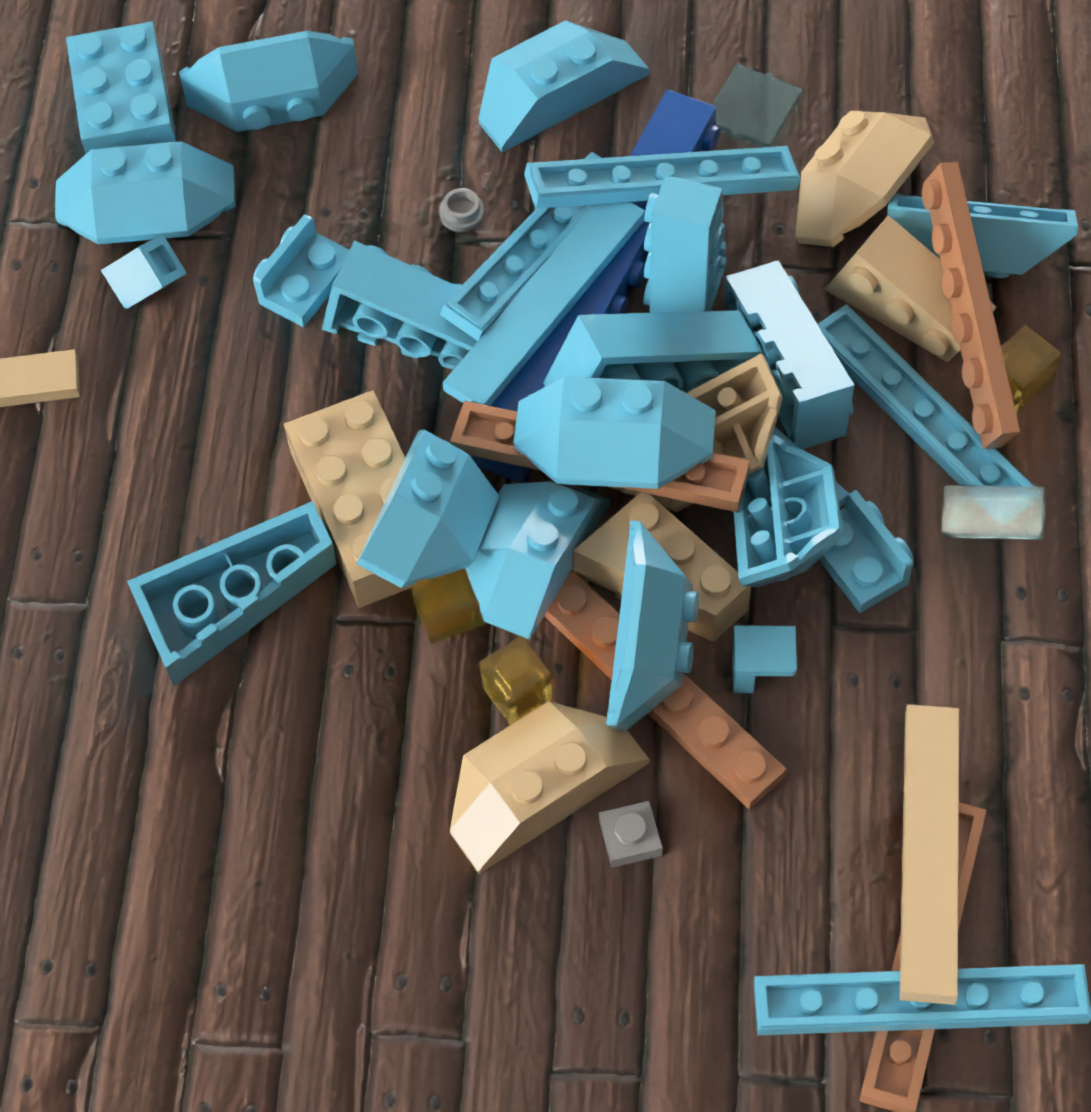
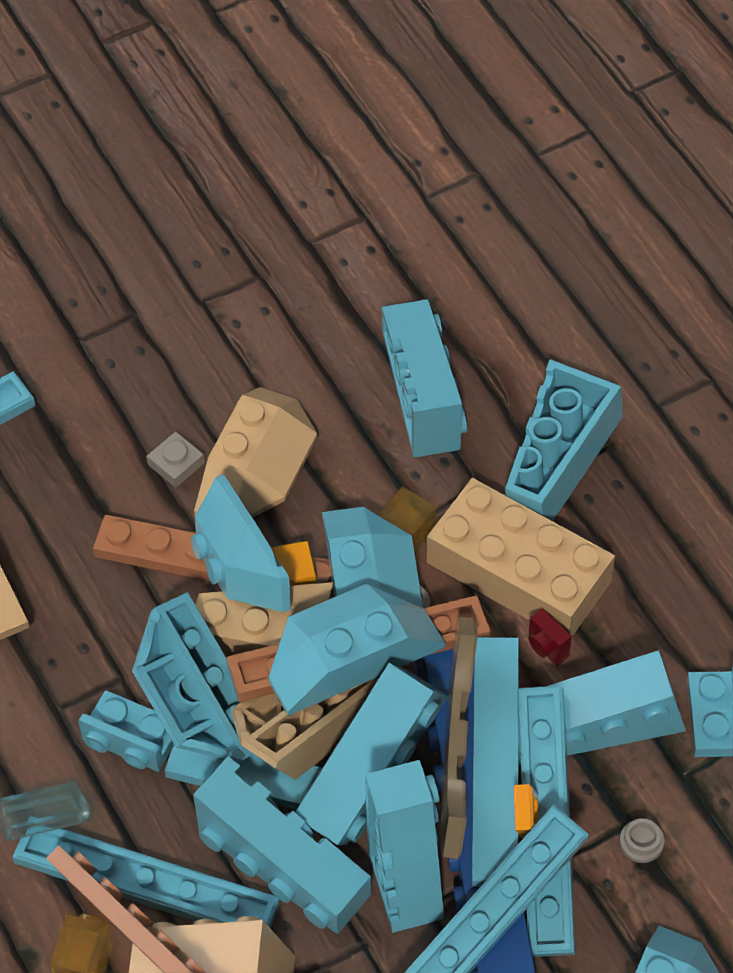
camera: 145 degrees right, 5 degrees down
(303, 751) = (423, 378): none -> medium azure wedge
(402, 410) = (549, 638): none -> dark red plate
(430, 515) = (448, 535): medium azure wedge -> none
(516, 680) = (315, 492): clear yellow brick -> none
(532, 354) = (455, 743): none -> dark tan tile
(557, 229) = (526, 809): none -> light orange tile
(595, 609) = (296, 562): none -> light orange tile
(762, 653) = (146, 596): medium azure panel -> none

